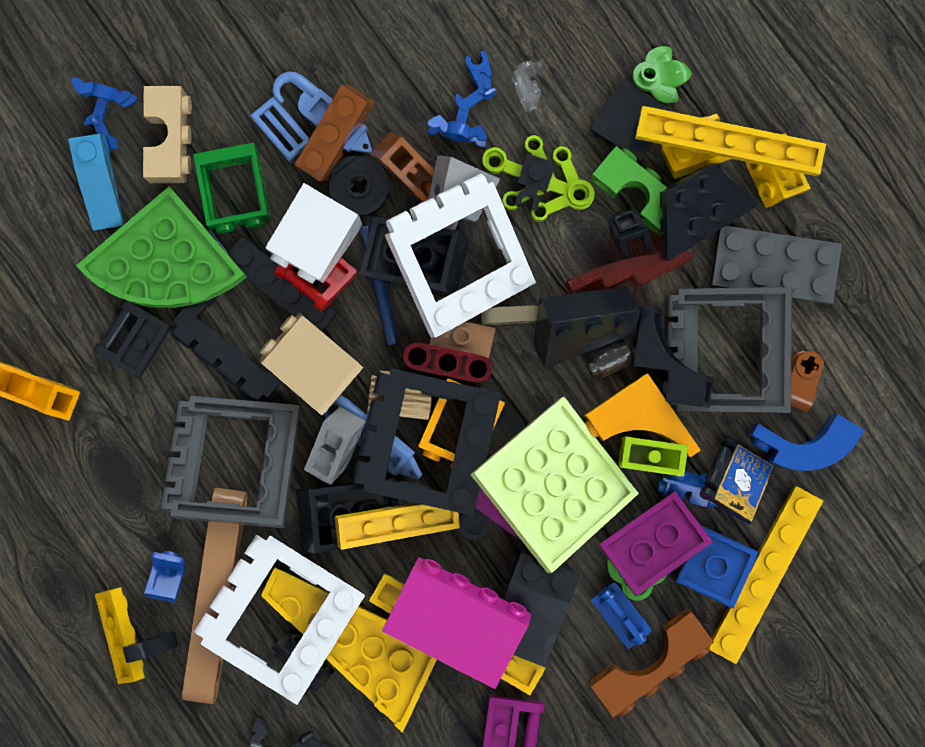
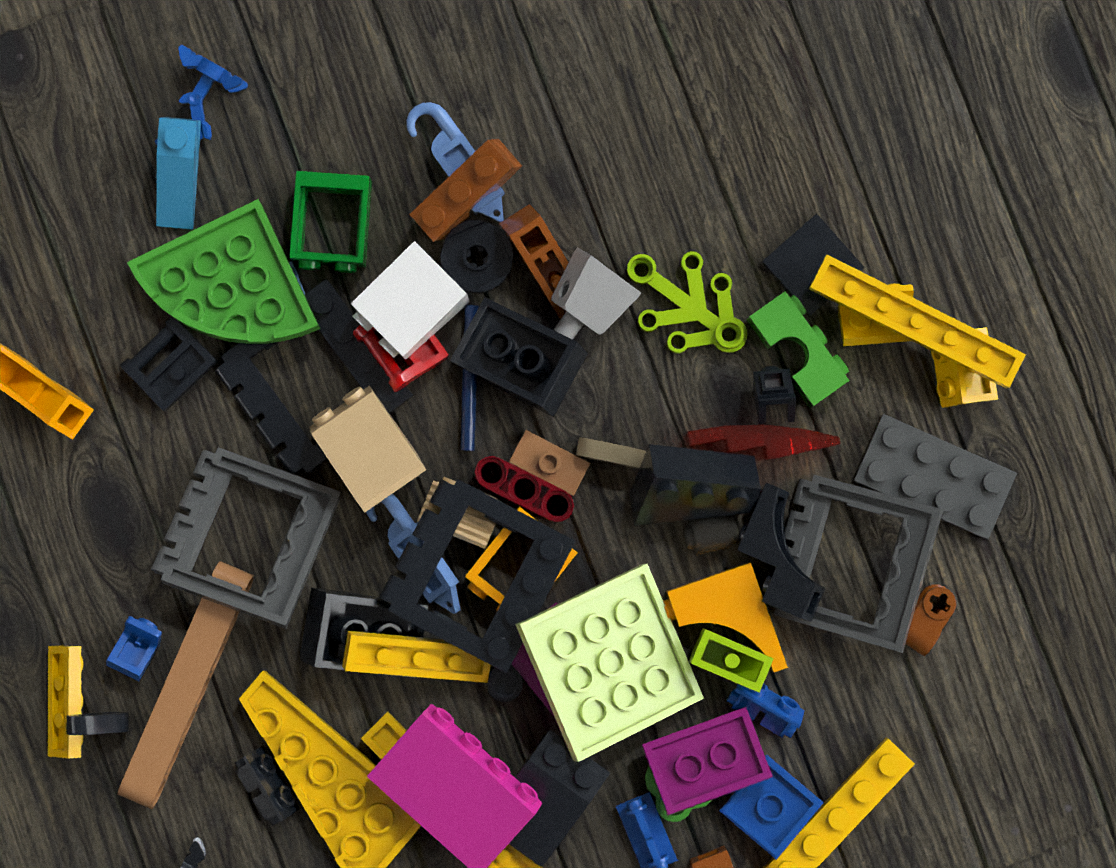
camera: 10 degrees right, 0 degrees up
(169, 160) = (266, 169): tan arch -> none
(264, 109) = (418, 194): medium blue tile -> none
(315, 642) = (287, 769): white hinge -> none
(335, 445) = (369, 550): light grey brick -> none
(430, 218) = (547, 321): white hinge -> none
(458, 129) = (608, 222): blue piece -> none
(527, 90) = (701, 198): clear bracket -> none
(534, 177) = (683, 301): black plate -> none
(665, 75) = (866, 224): bright green plate -> none
(699, 208) = (862, 389): black wing -> none
(737, 480) = (821, 713): piece -> none
(829, 446) = (930, 706): blue arch -> none

